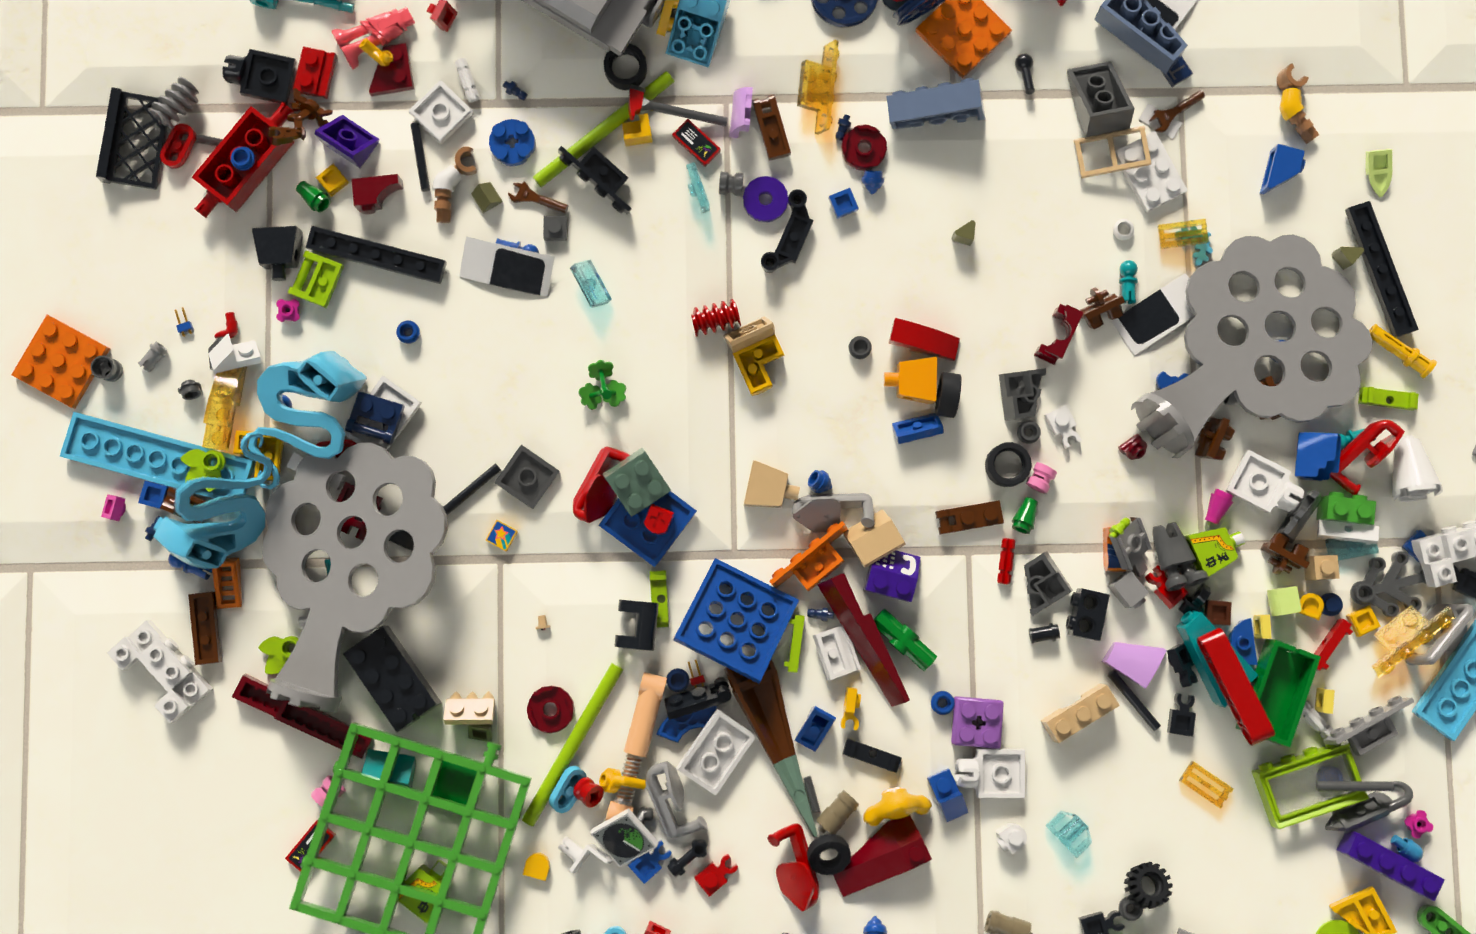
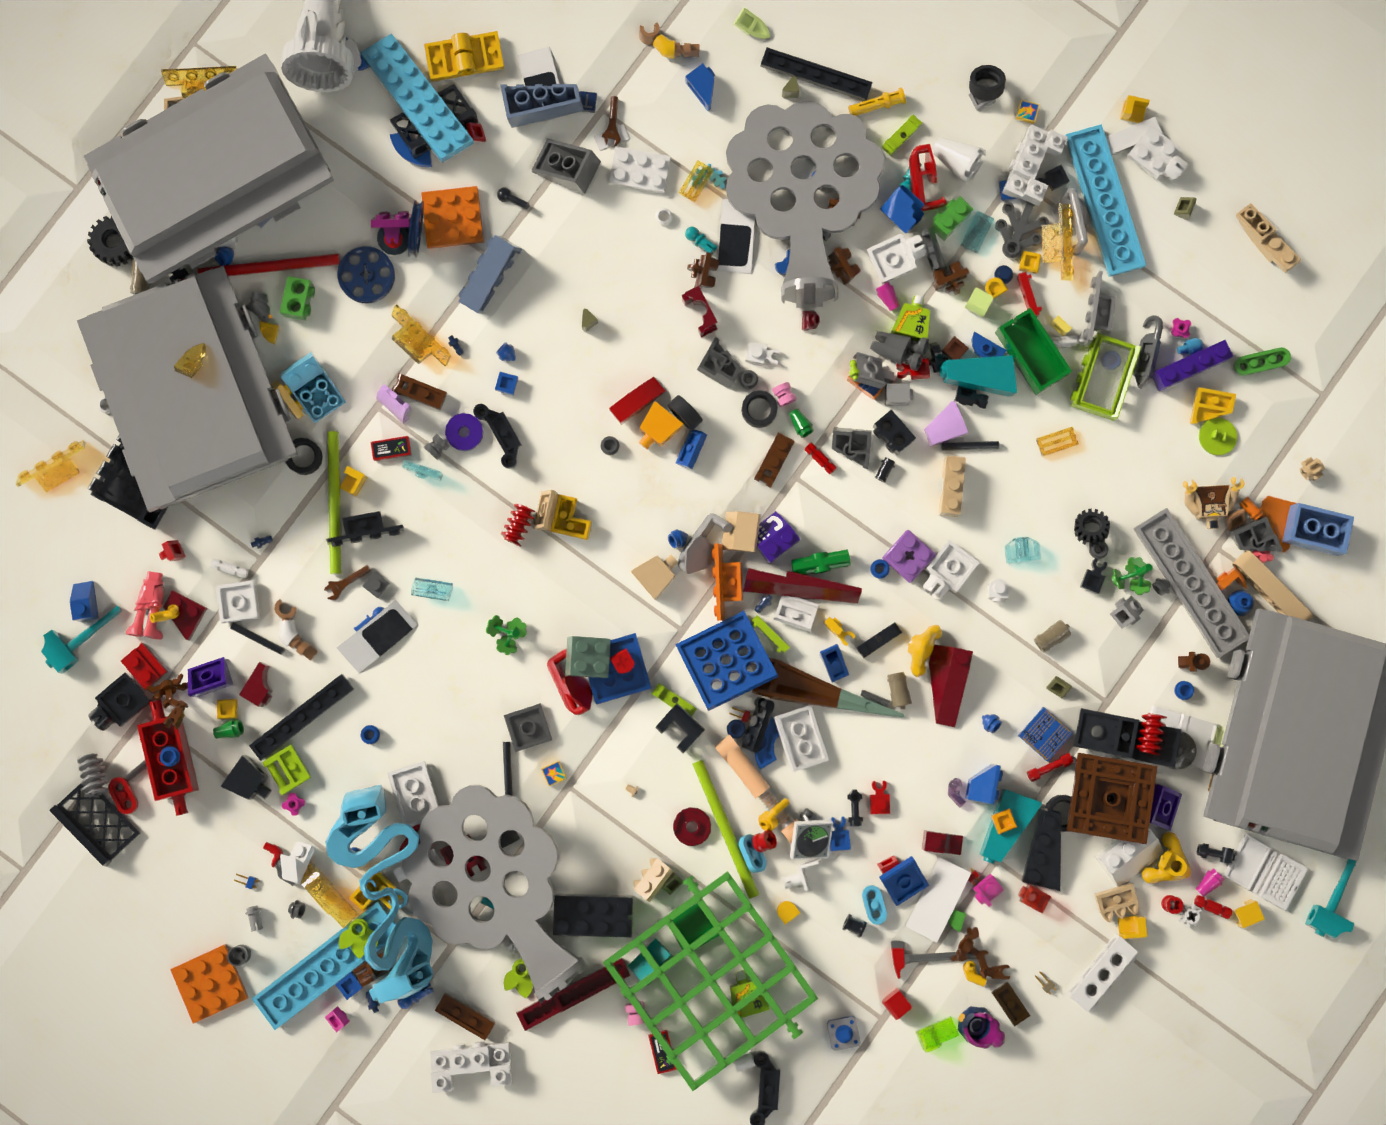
camera: 50 degrees left, 0 degrees up
(235, 572) = (450, 973): orange slope -> none
(376, 410) = (408, 793): dark blue plate -> none
(486, 196) = (319, 614): olive slope -> none
(502, 133) = (306, 568): blue plate -> none
(638, 103) = (335, 467): dark grey piece -> none
(661, 804) = (808, 799): light grey piece -> none
(797, 878) = (921, 746): red piece -> none
(832, 866) = (911, 712): black tyre -> none
(858, 159) = (479, 352): dark red tile -> none
(948, 795) = (941, 610): blue slope -> none
(1115, 167) = (619, 190): tan window -> none
(1181, 720) = (1006, 425): black plate -> none
(1235, 686) = (1008, 375): red beam -> none
(1262, 626) = (984, 328): light yellow tile -> none
(1322, 567) = (976, 262): tan brick -> none
(1354, 785) = (1127, 348): dark grey bar -> none
(1359, 532) = (972, 221): white piece -> none

